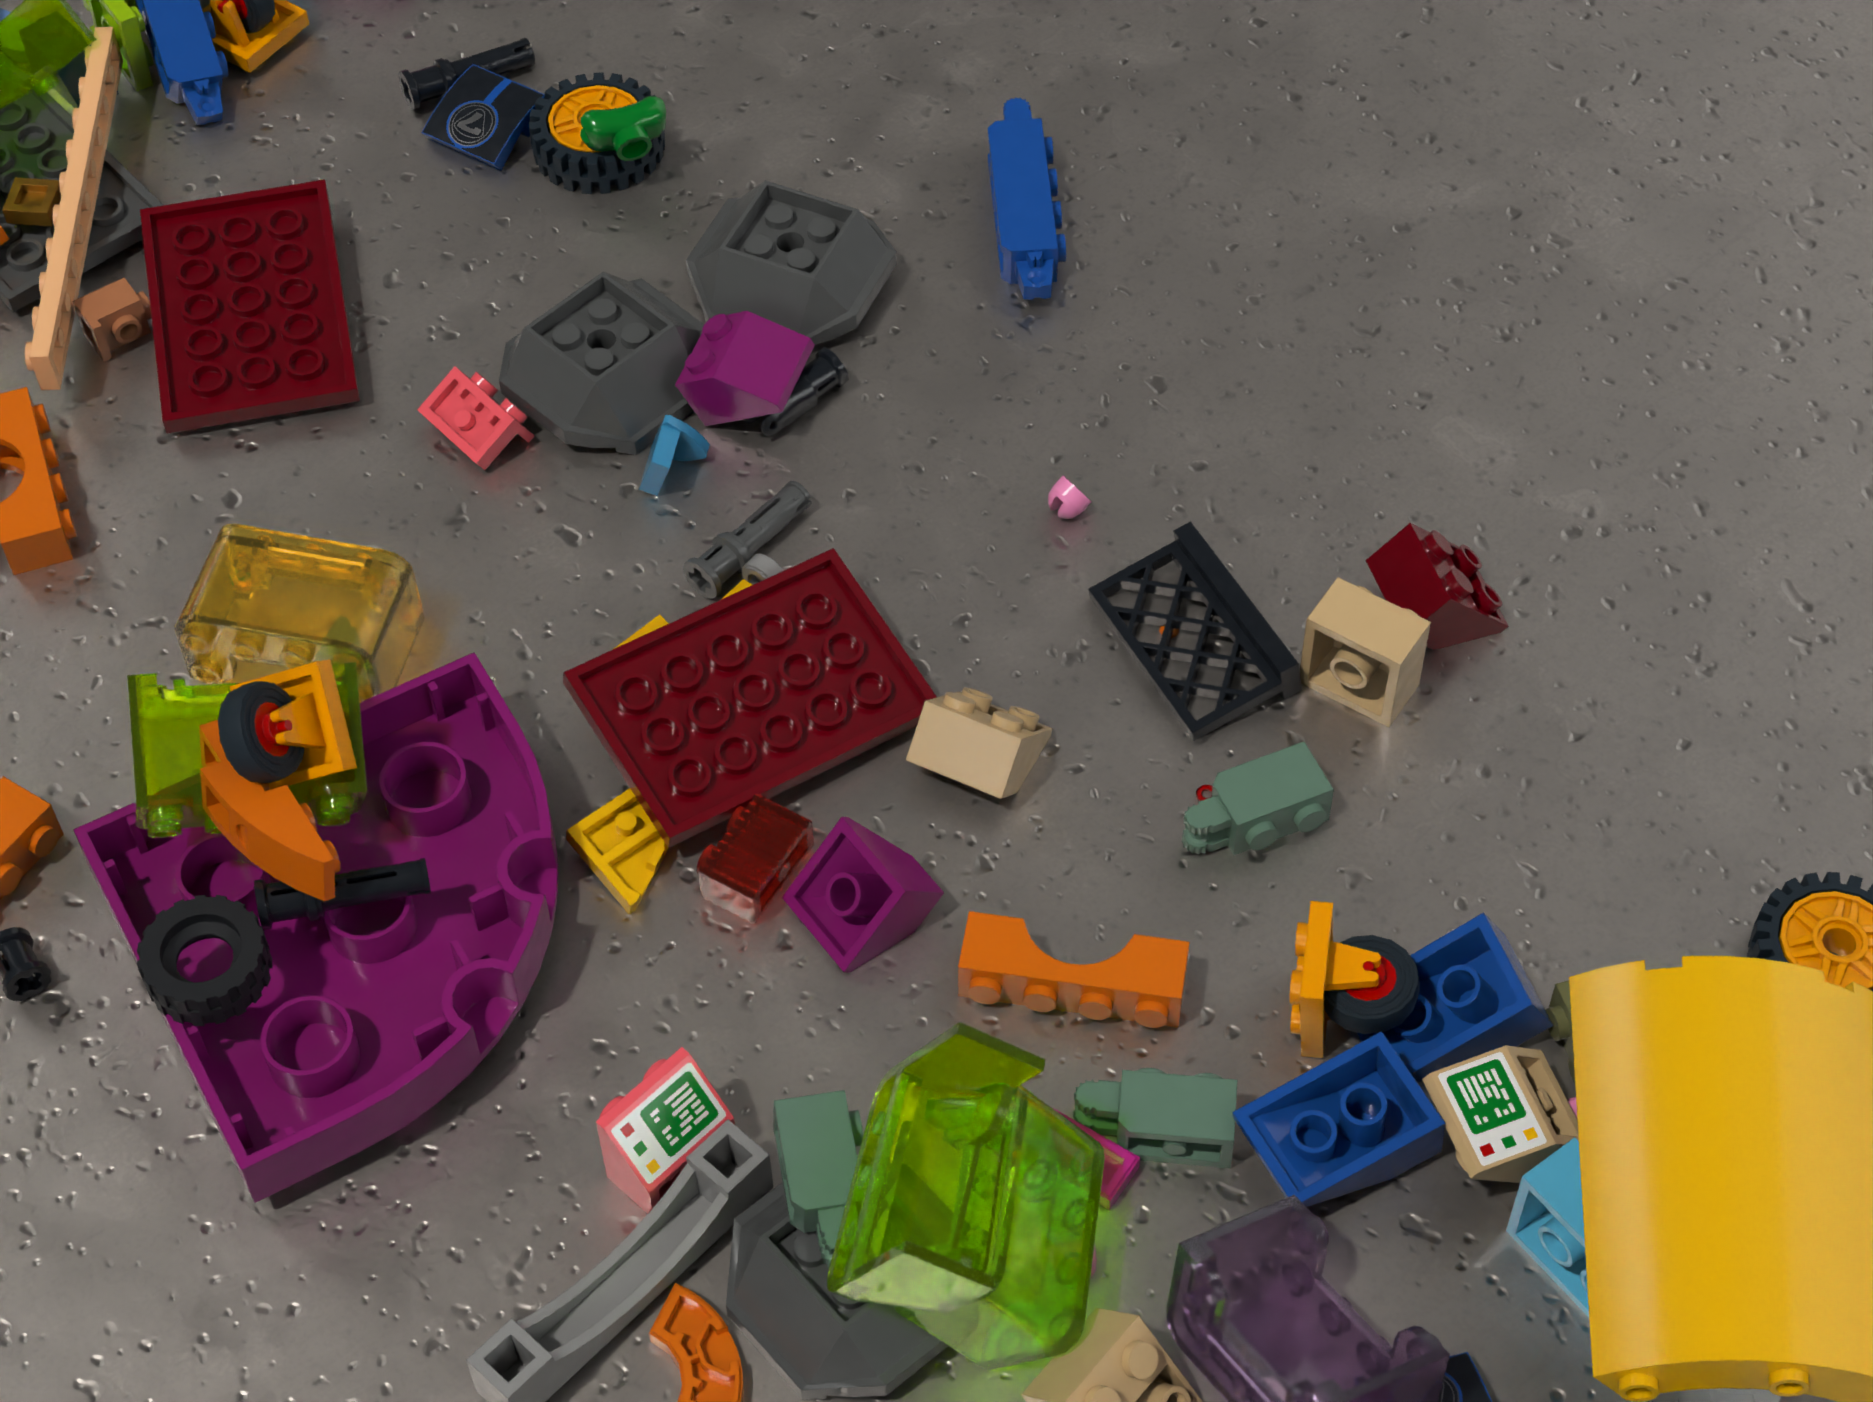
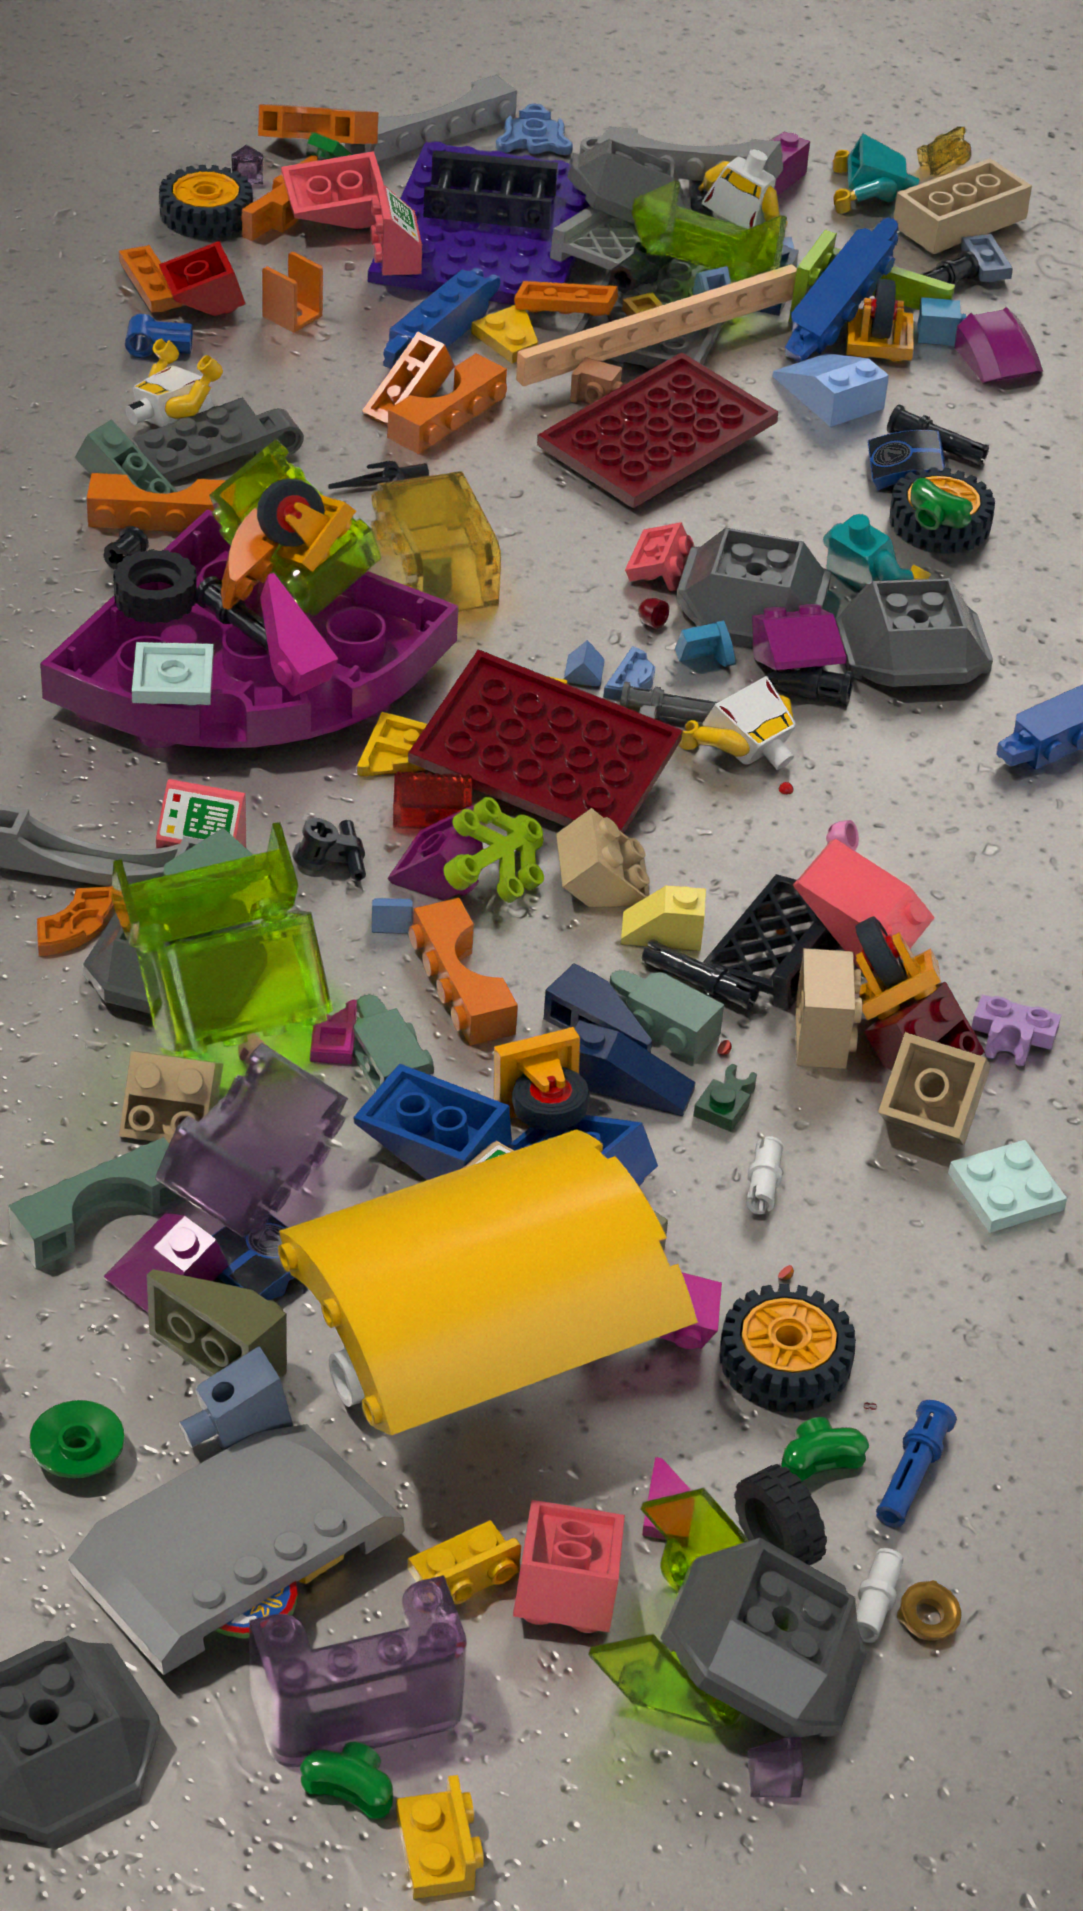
camera: 55 degrees right, 10 degrees down
(47, 119) = (711, 279): none -> medium blue slope
(100, 606) = (391, 472): none -> black piece
(298, 109) = (836, 386): none -> light blue slope
(397, 1020) = (173, 673): none -> light aqua plate
(457, 856) = (295, 646): none -> dark pink slope
(565, 476) = (653, 612): none -> dark red hinge
(608, 590) = (584, 666): none -> medium blue slope
(637, 235) = (864, 554): none -> teal torso
(657, 550) = (633, 669): none -> medium blue tile
(761, 1000) = (330, 846): none -> black piece
(842, 482) = (747, 725): none -> white torso
(917, 997) = (391, 915): none -> medium blue slope
(918, 828) = (522, 835): none -> lime plant
(942, 508) = (786, 788): none -> red piece
(1108, 726) = (668, 916): none -> light yellow slope
(1228, 871) = (590, 999): none -> dark blue slope
(1231, 732) = (714, 980): none -> black pin
(1239, 533) = (850, 888): none -> coral slope
(1332, 776) = (724, 1047): none -> coral piece
(1346, 876) = (629, 1072): none -> dark blue slope
(1367, 552) = (887, 976): none -> light orange plate
(1415, 822) = (725, 1102): none -> dark green plate
(1456, 502) = (1014, 1027): none -> lavender plate
(1547, 619) = (934, 1088): none -> tan brick
(1562, 842) = (764, 1175): none -> white pin
(1678, 636) = (1007, 1186): none -> light aqua plate
(1704, 898) = (786, 1273): none -> piece

